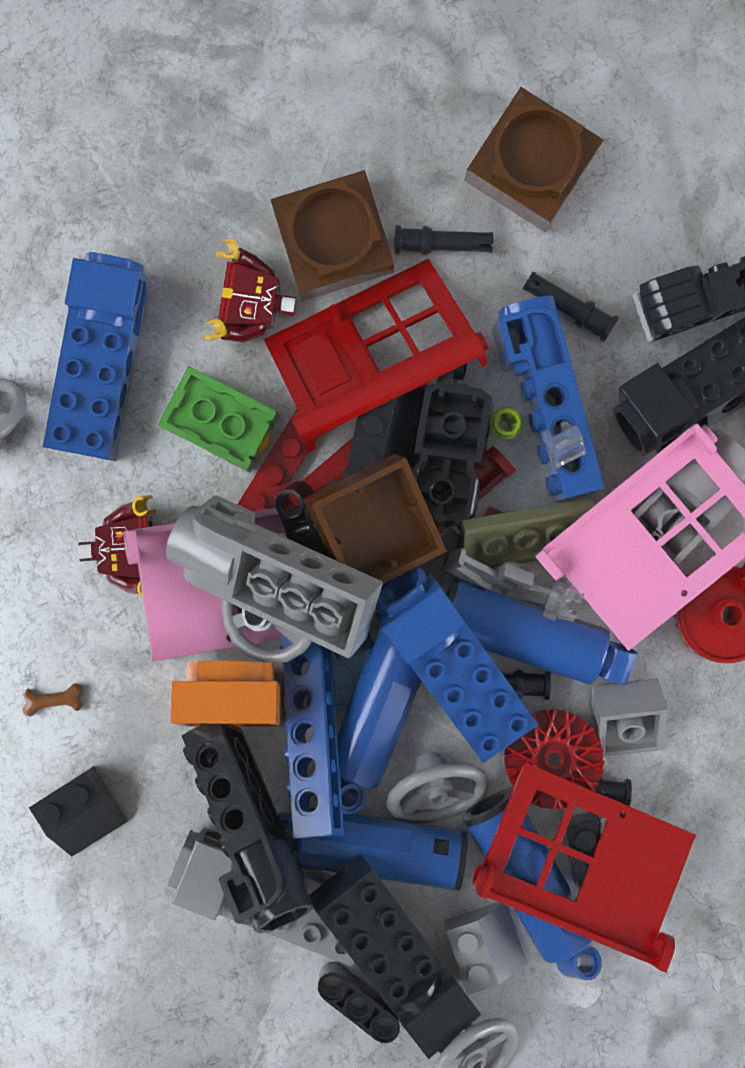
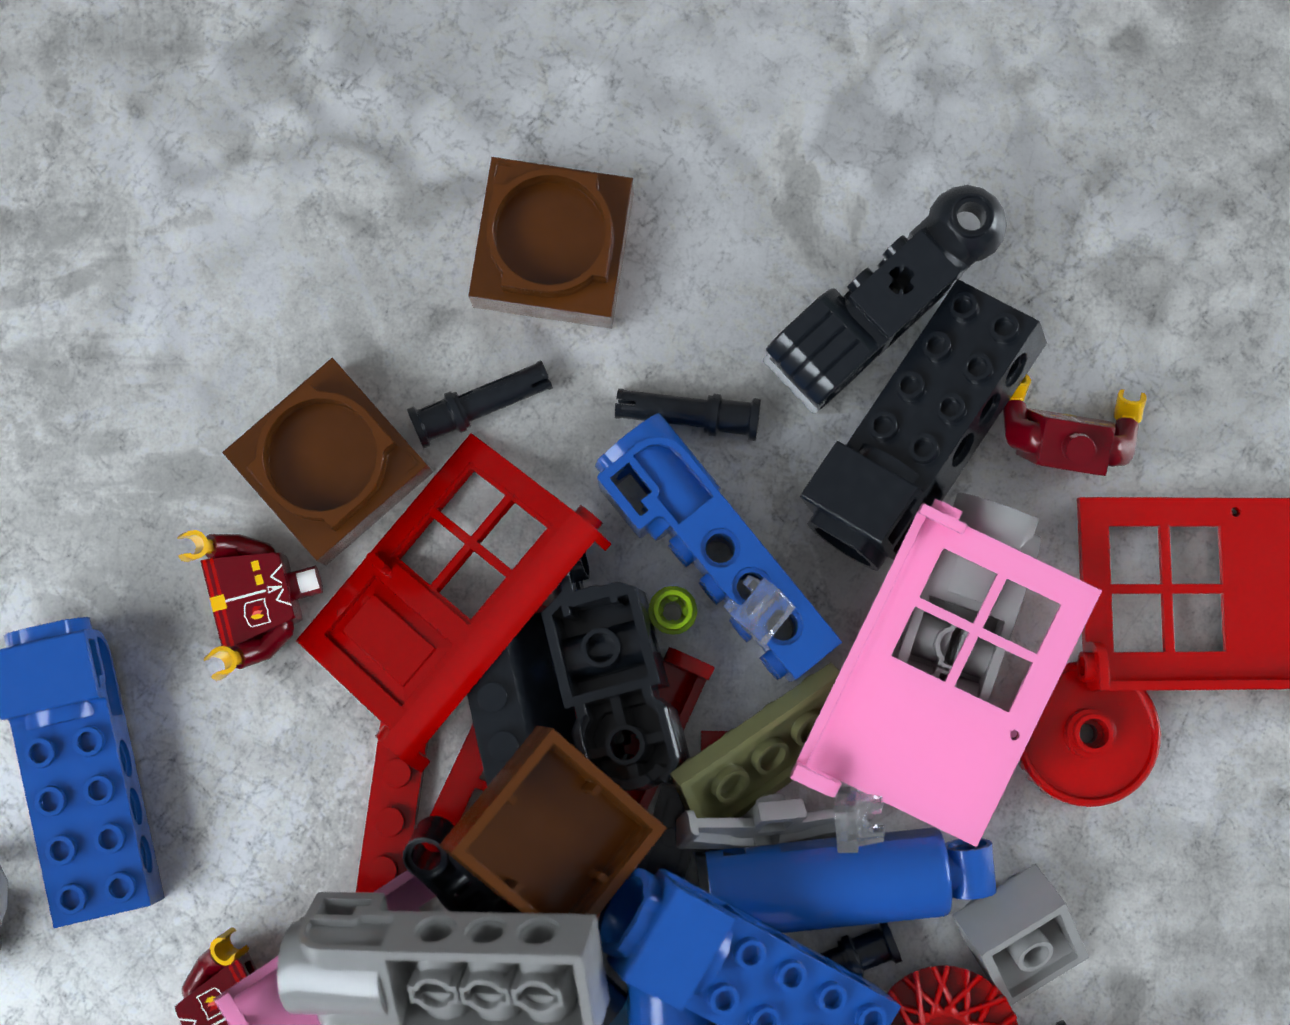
camera: 30 degrees left, 5 degrees down
(219, 419) = (281, 780): bright green piece -> none

